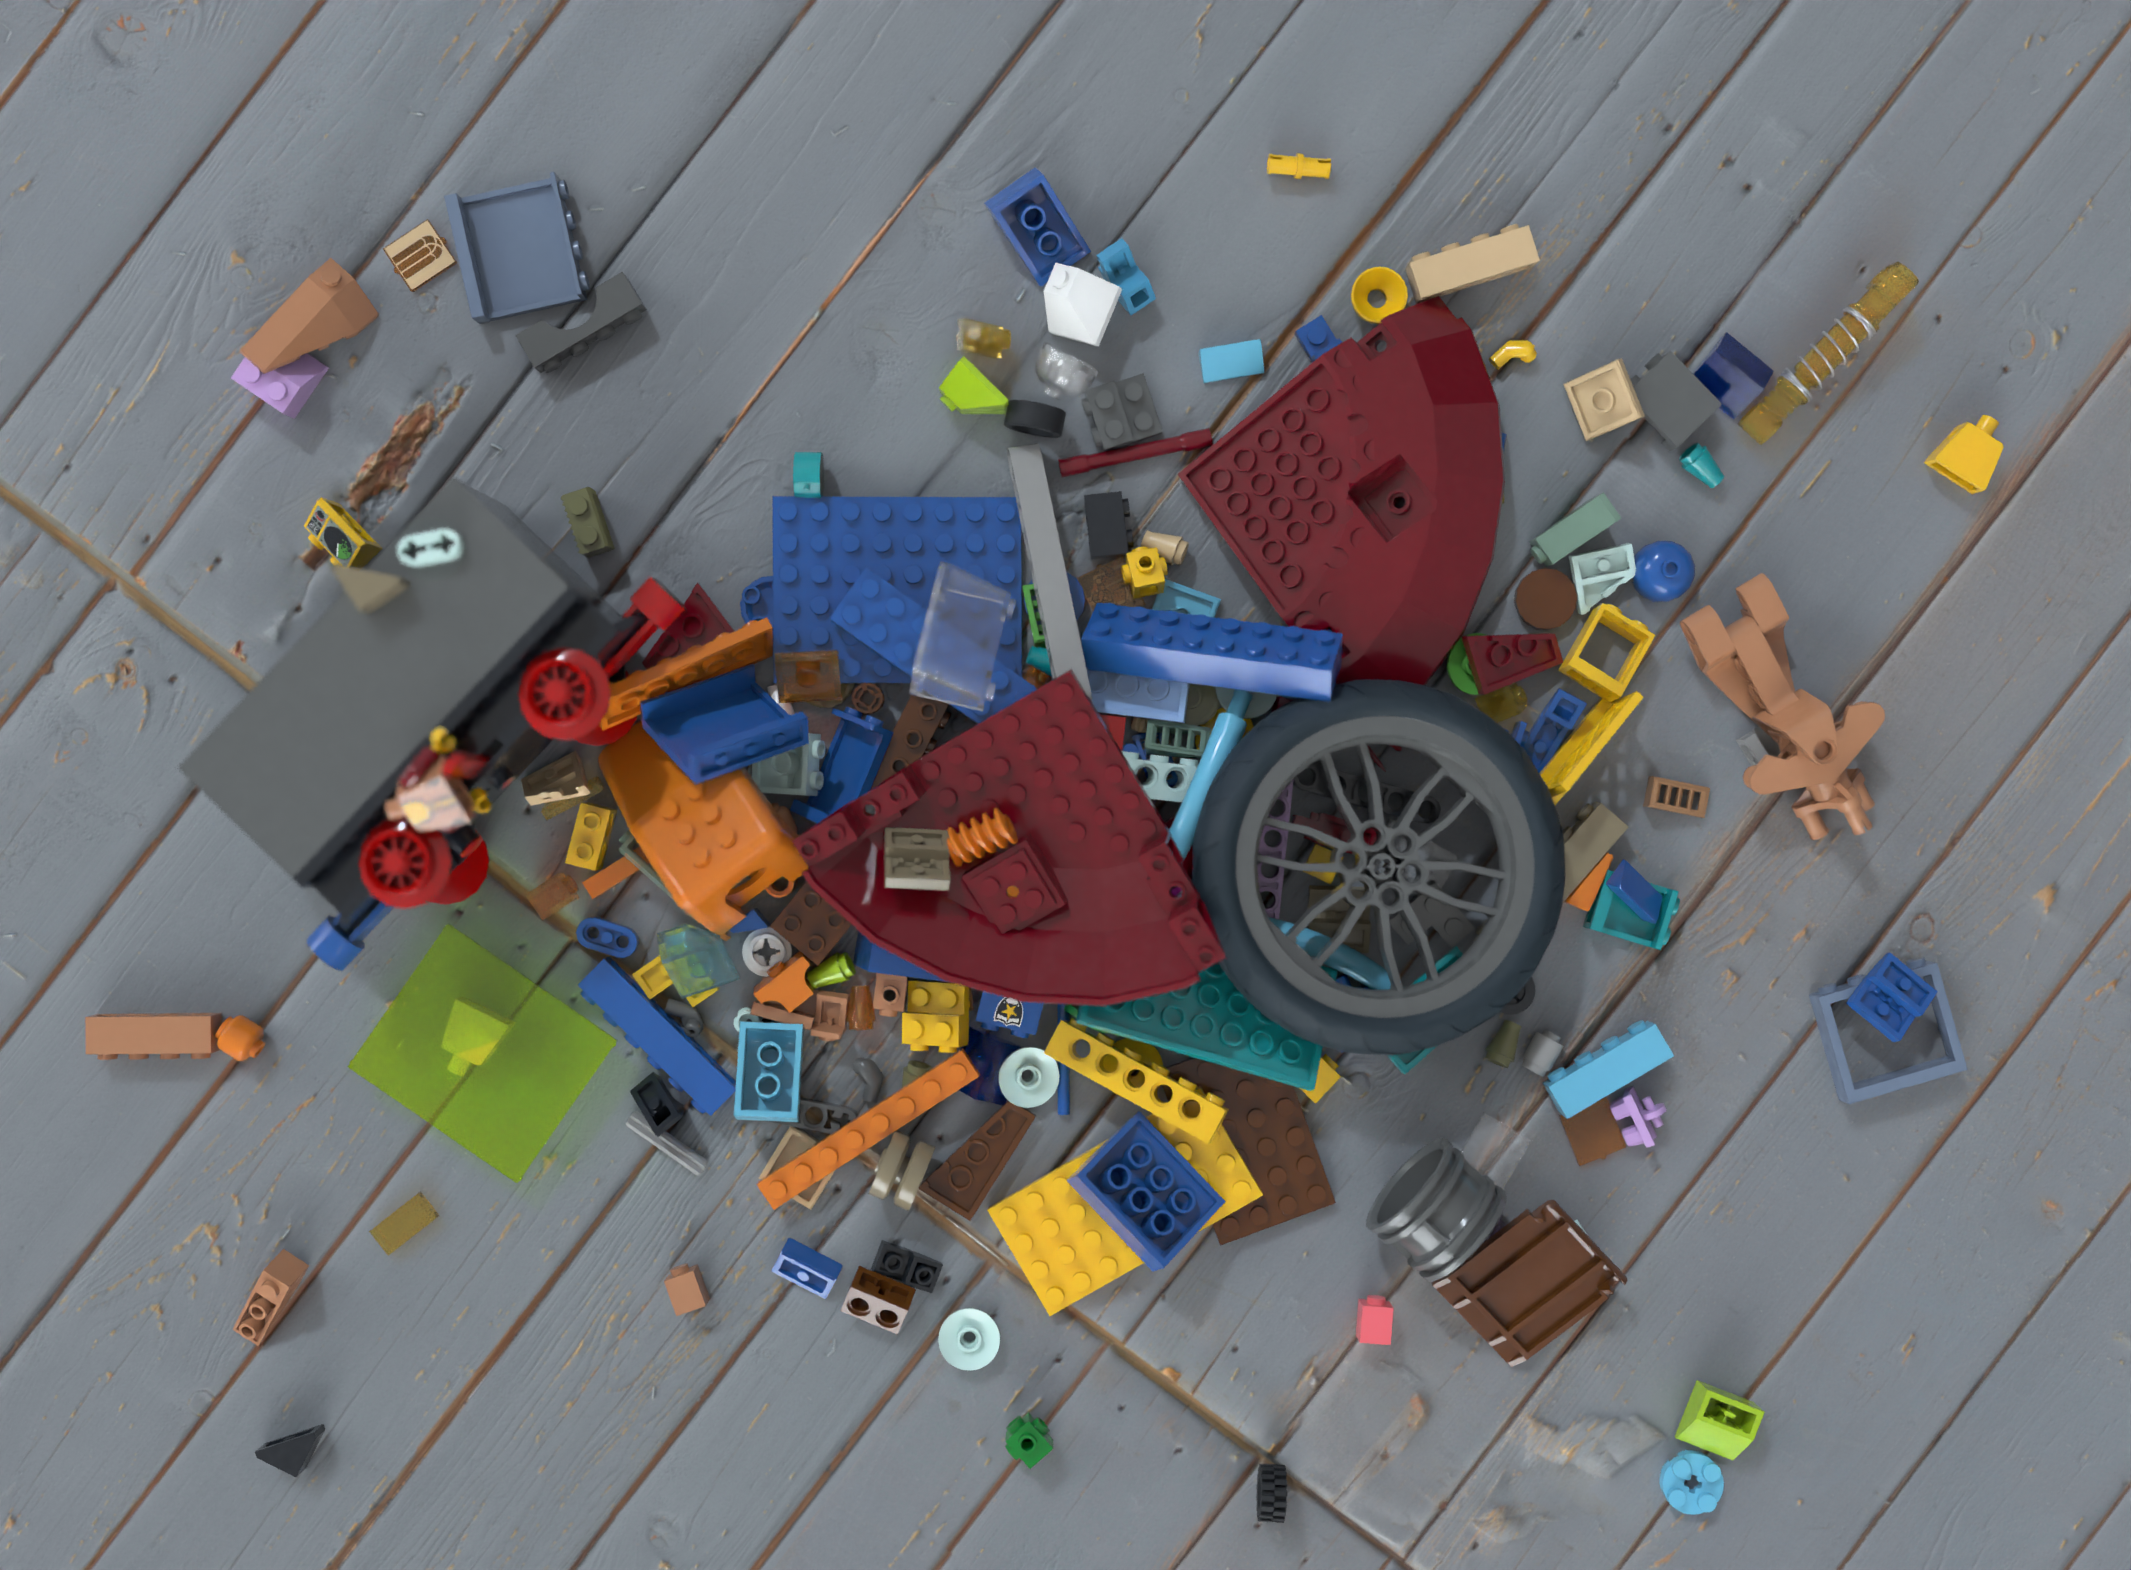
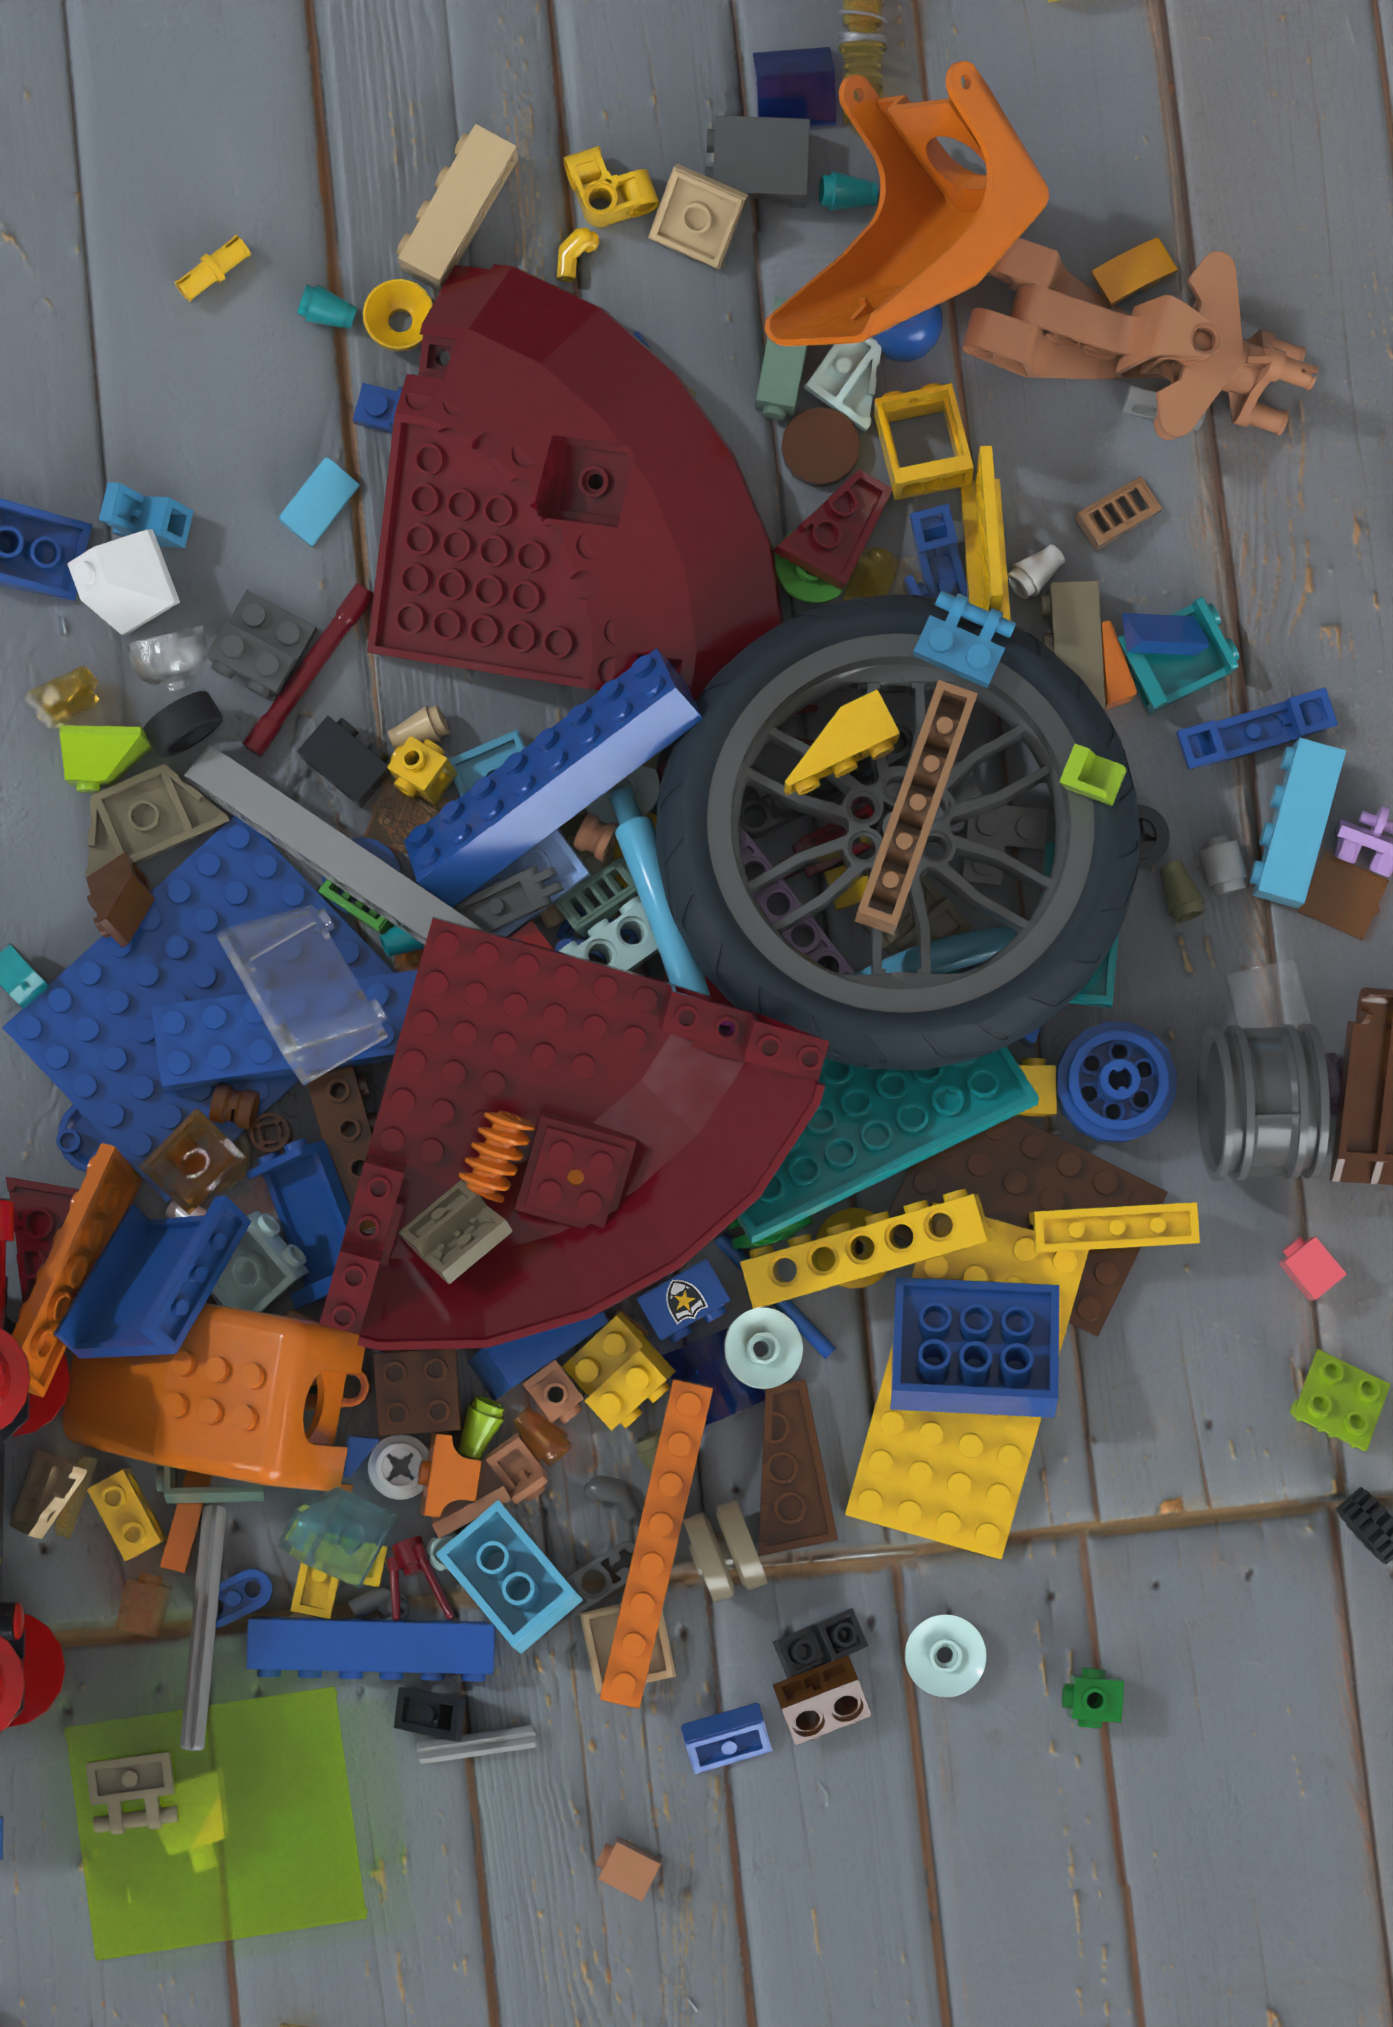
camera: 45 degrees left, 5 degrees down
(455, 986) = (131, 1779): none -> dark tan plate
(574, 940) = (203, 1628): none -> light grey axle
(726, 1009) = (413, 1559): none -> dark red plant
(860, 666) = (234, 1106): none -> reddish brown wheel
(906, 485) = (120, 898): none -> reddish brown slope
(963, 452) = (147, 817): none -> dark tan wing
(1123, 695) = (510, 899): none -> dark grey hinge
(1206, 704) = (595, 837): none -> nougat wheel
(1287, 1198) = (1115, 1227): none -> yellow fence
(1320, 1407) = (1340, 1400): none -> lime hinge
(1341, 251) = (325, 308): none -> teal cone
(1386, 1142) = (1091, 1116): none -> blue wheel
(1402, 870) = (916, 807): none -> medium nougat brick
(1405, 793) = (852, 734): none -> yellow slope
(1512, 801) = (959, 650): none -> dark azure plate
(1519, 945) = (1092, 775): none -> lime panel
(1575, 348) = (628, 194): none -> yellow piece
(1597, 786) = (1032, 573): none -> white cone
(1636, 994) = (1257, 729): none -> blue slope
(1736, 536) = (934, 219): none -> orange piece
(1820, 667) = (1134, 271): none -> light orange slope

